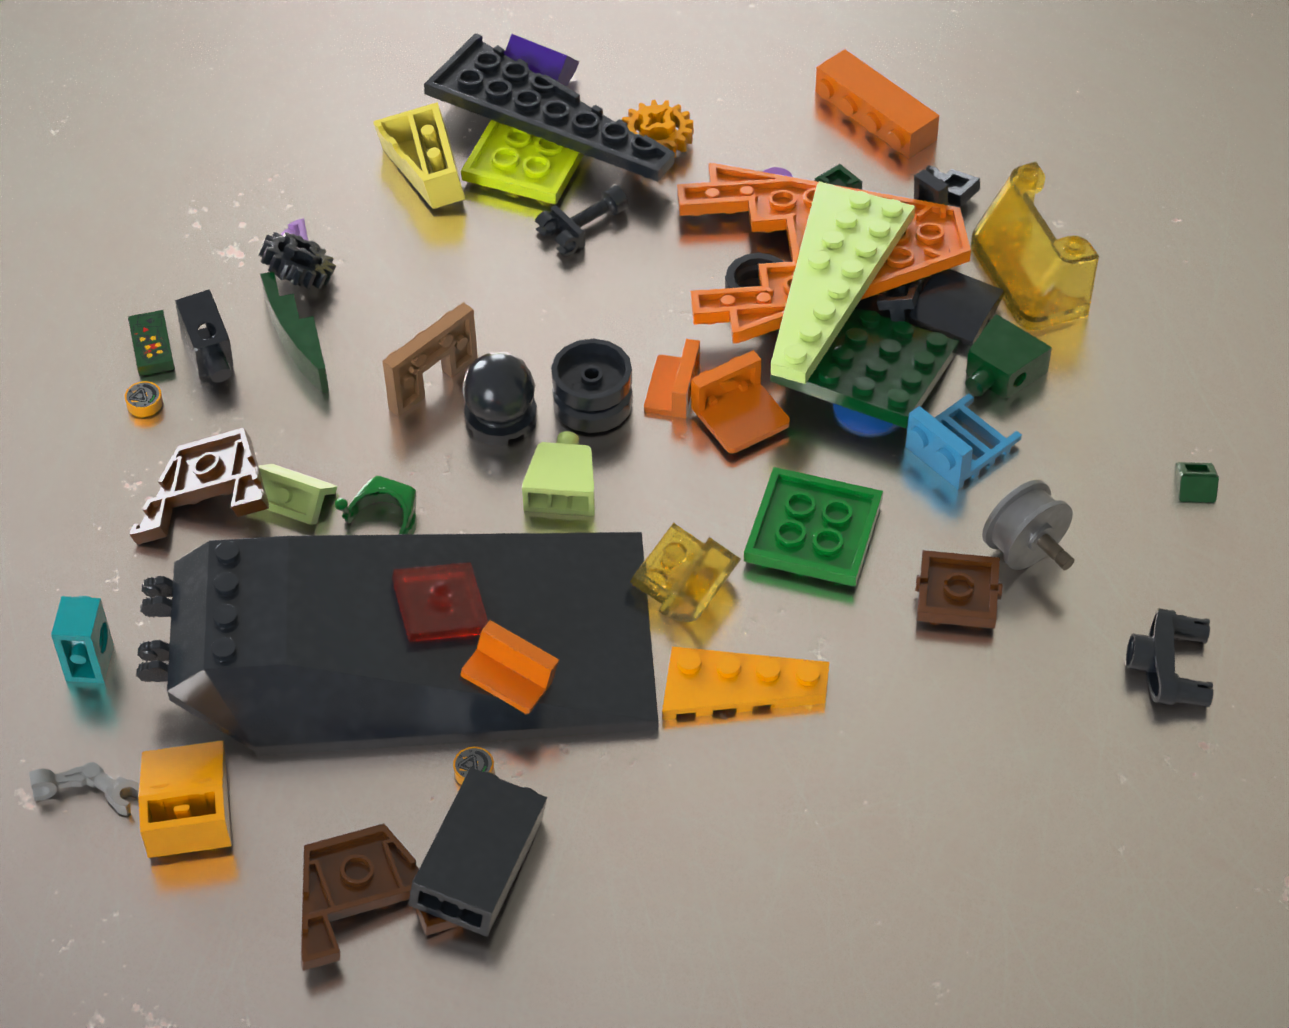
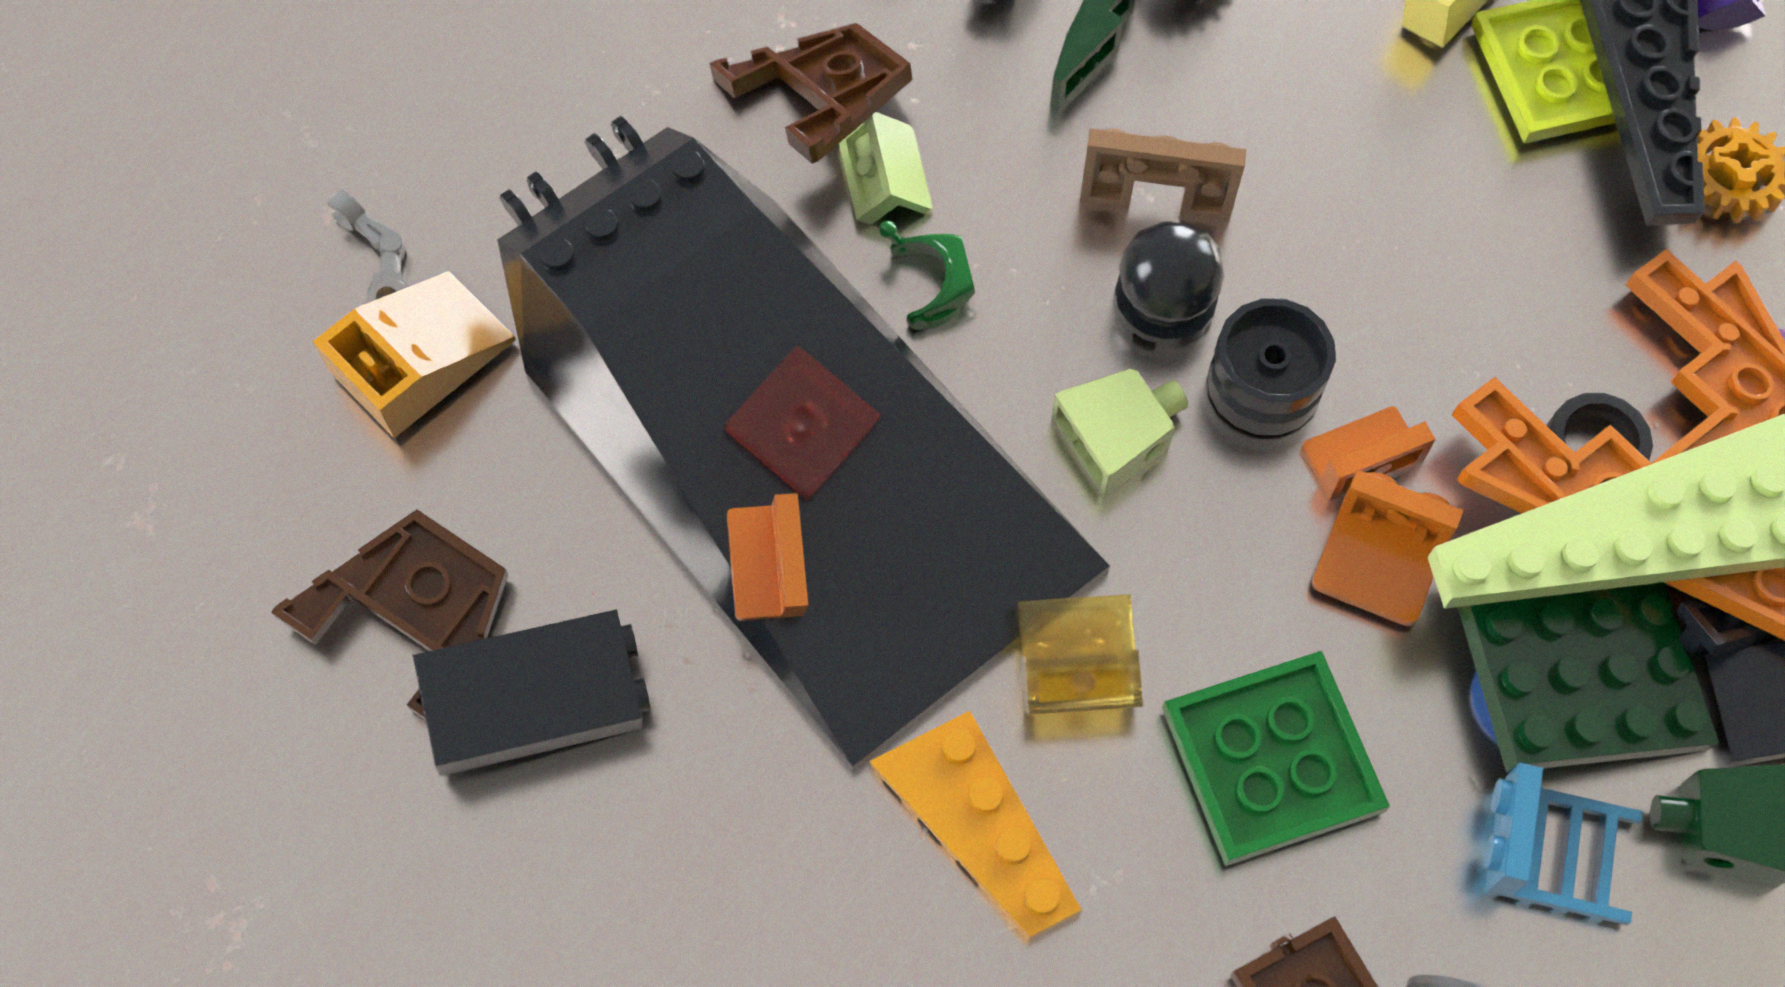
camera: 55 degrees right, 15 degrees up
(82, 639) = (528, 115): teal brick -> none
(472, 757) = (655, 608): tile -> none
(571, 234) = (1479, 195): black bar -> none

